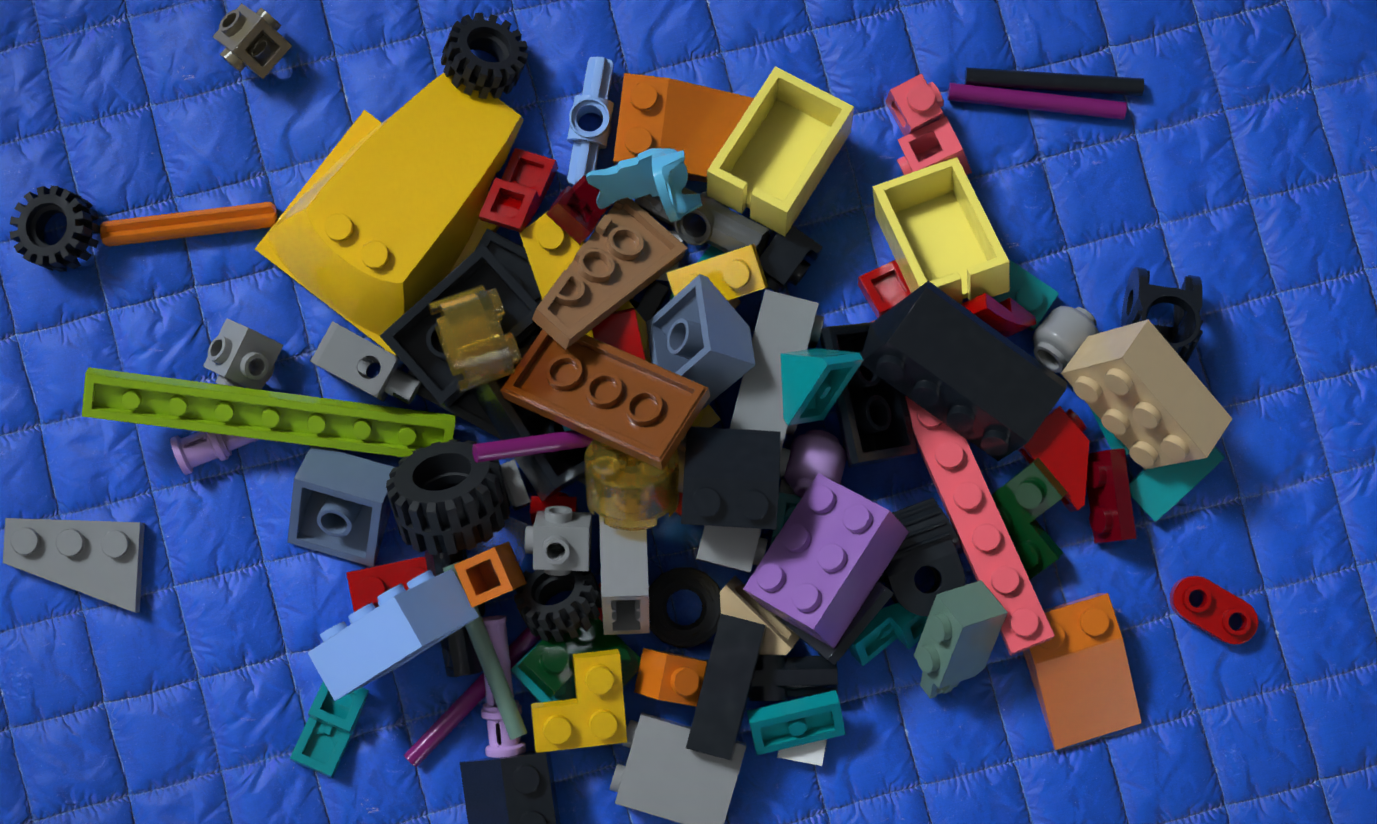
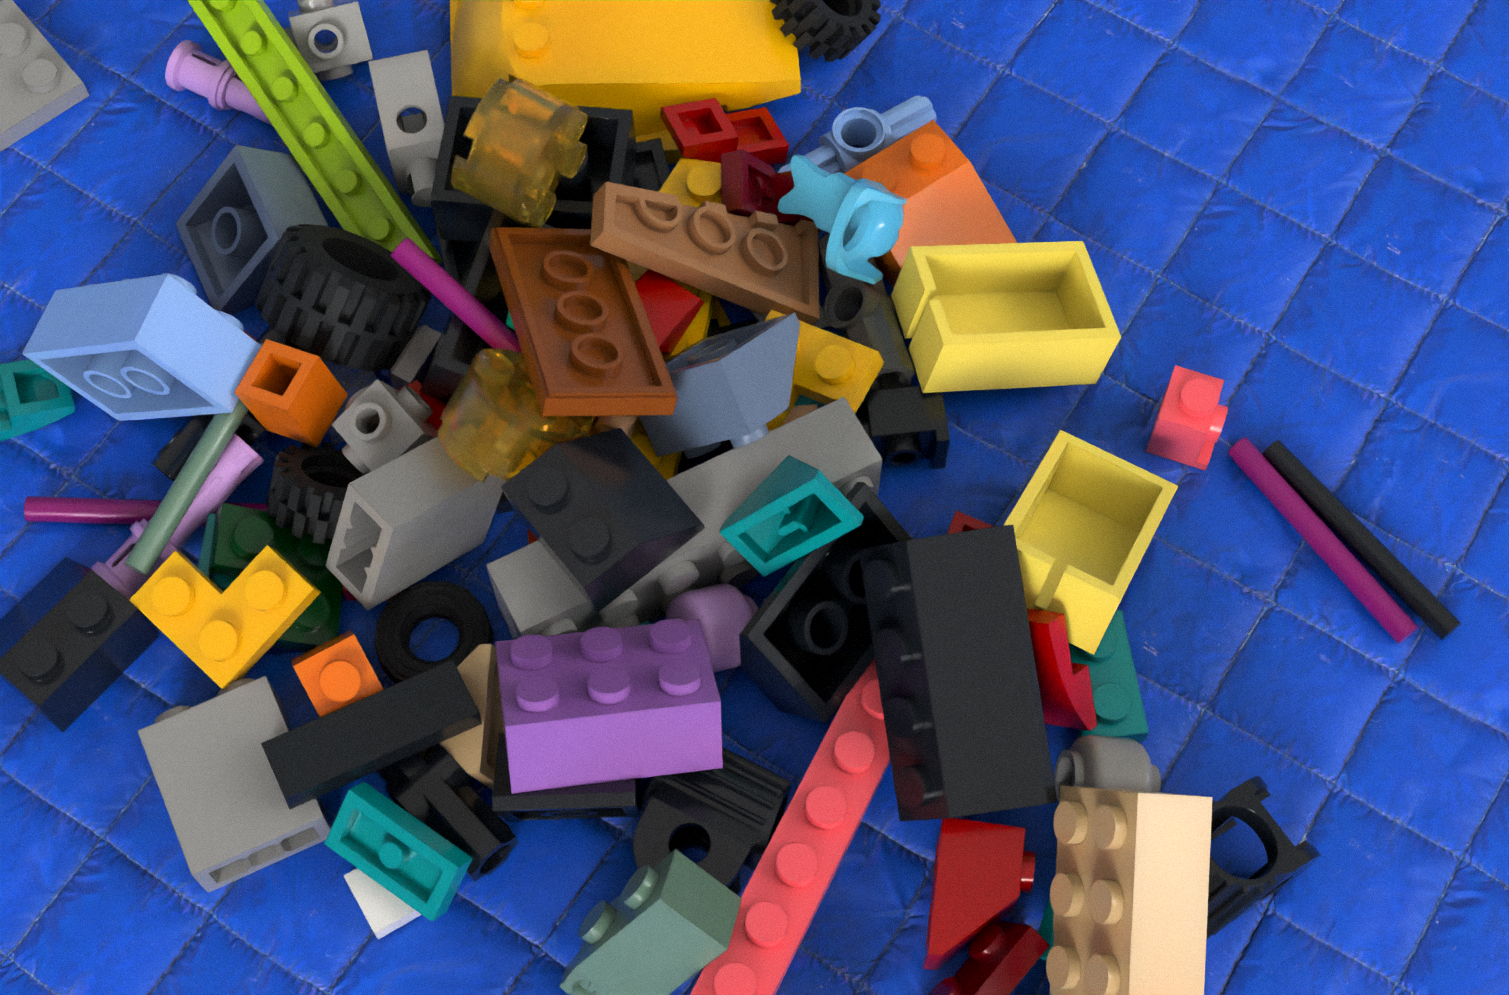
camera: 45 degrees right, 20 degrees down
(888, 625) = (584, 860): teal slope -> none
(931, 146) = (1171, 460): coral brick -> none
(1019, 504) = (867, 888): dark green plate -> none

